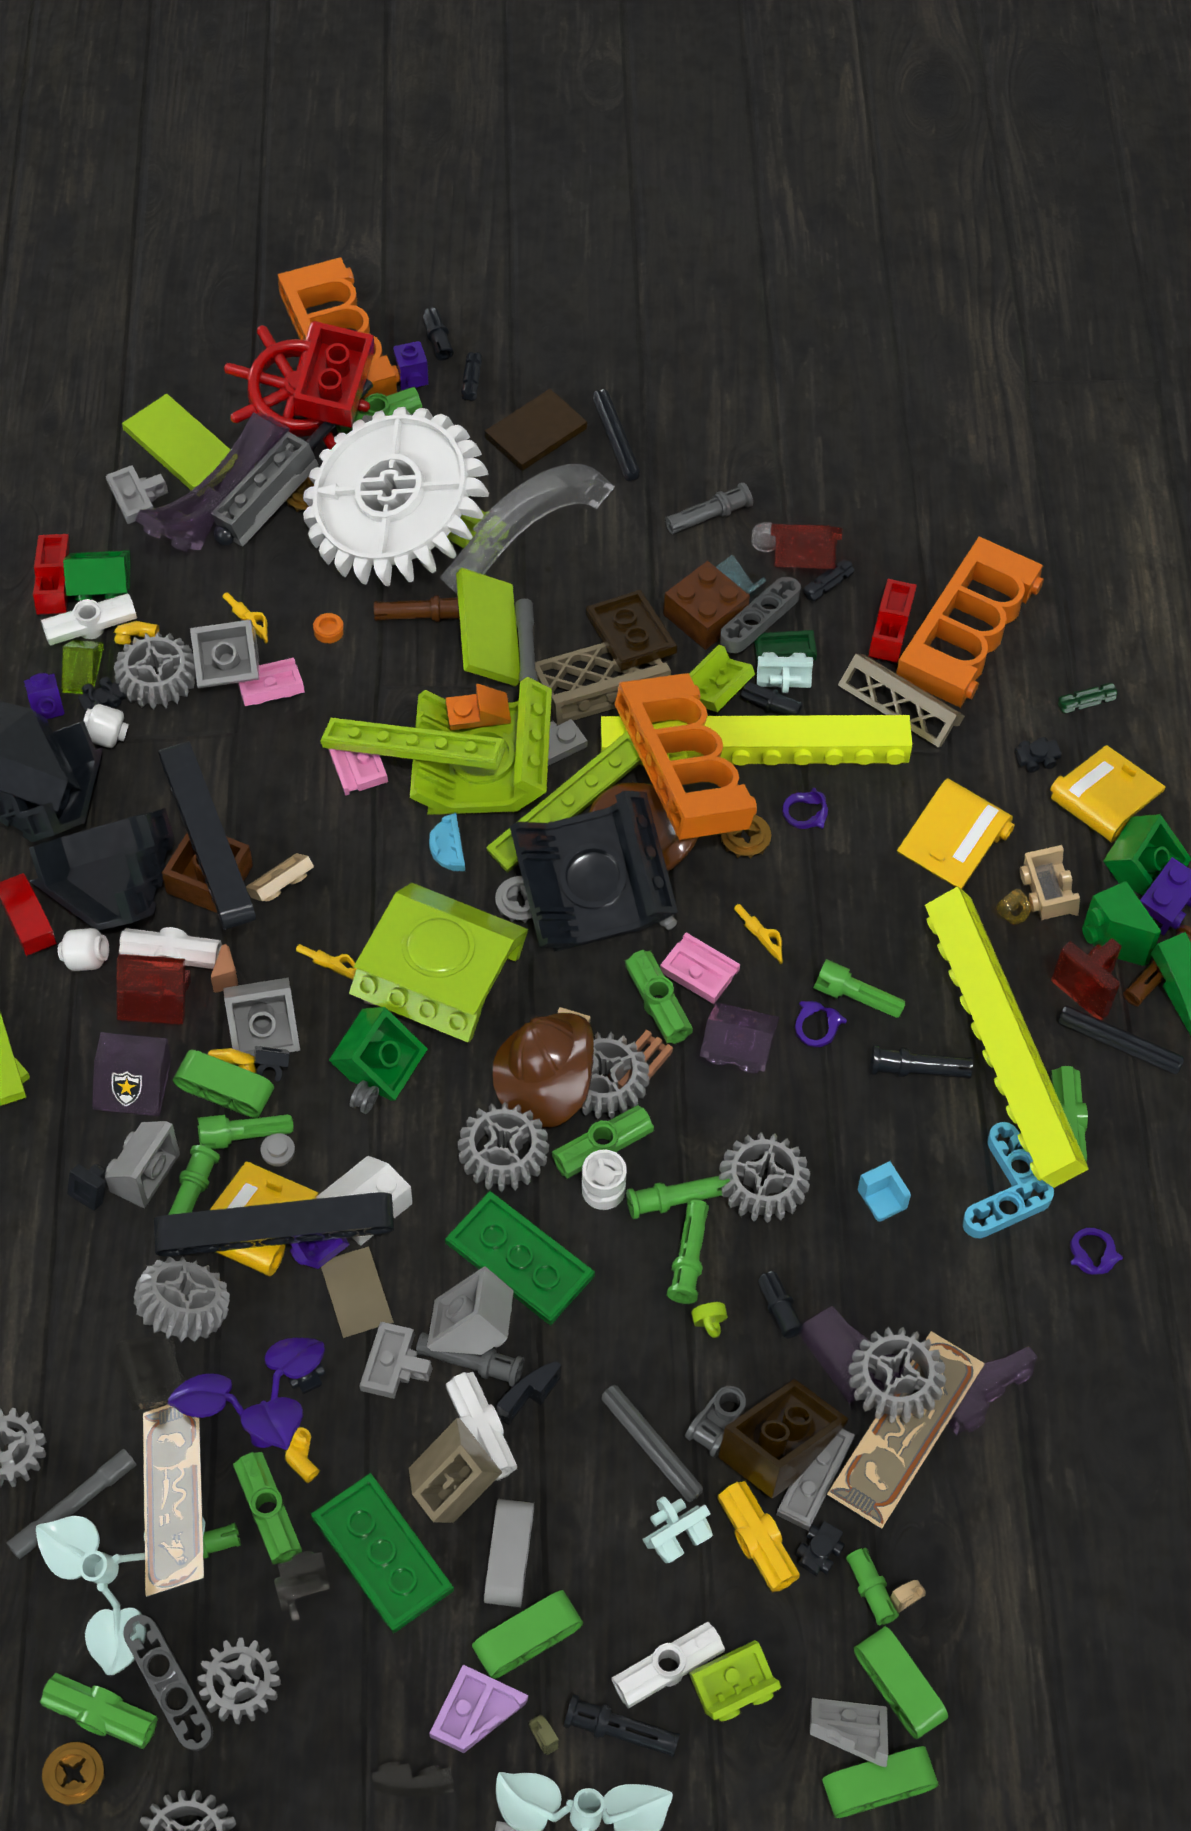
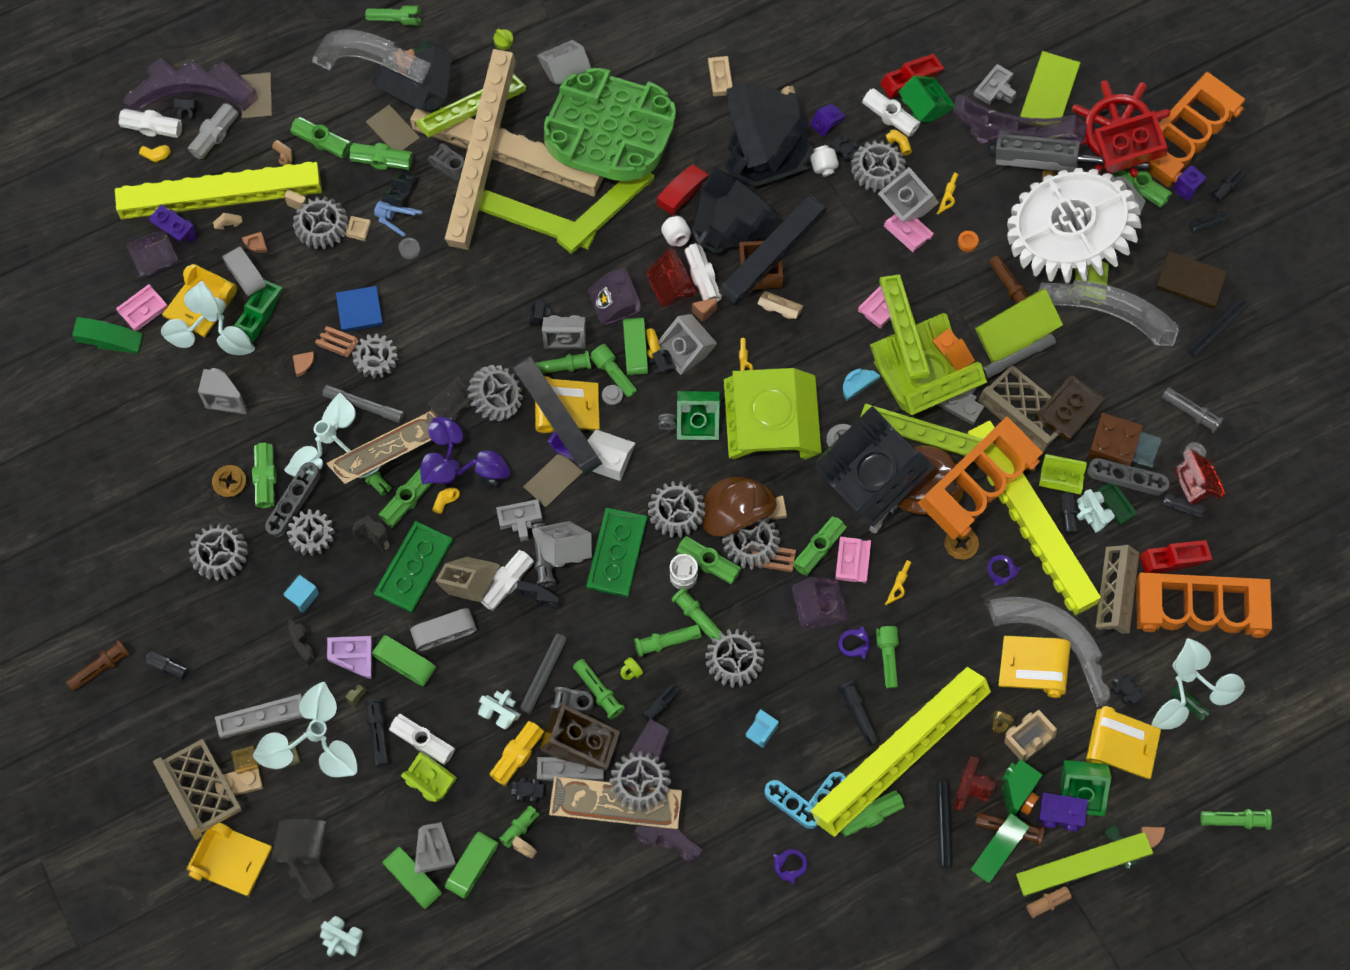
camera: 65 degrees right, 10 degrees up
(80, 664) = (860, 125): clear neon green slope -> none
(332, 1739) = (301, 593): none -> medium azure panel
(730, 1374) = (603, 696): none -> bright green pin
(925, 776) = (1062, 624): none -> clear arch
(1052, 676) = (1192, 658): none -> light aqua plant

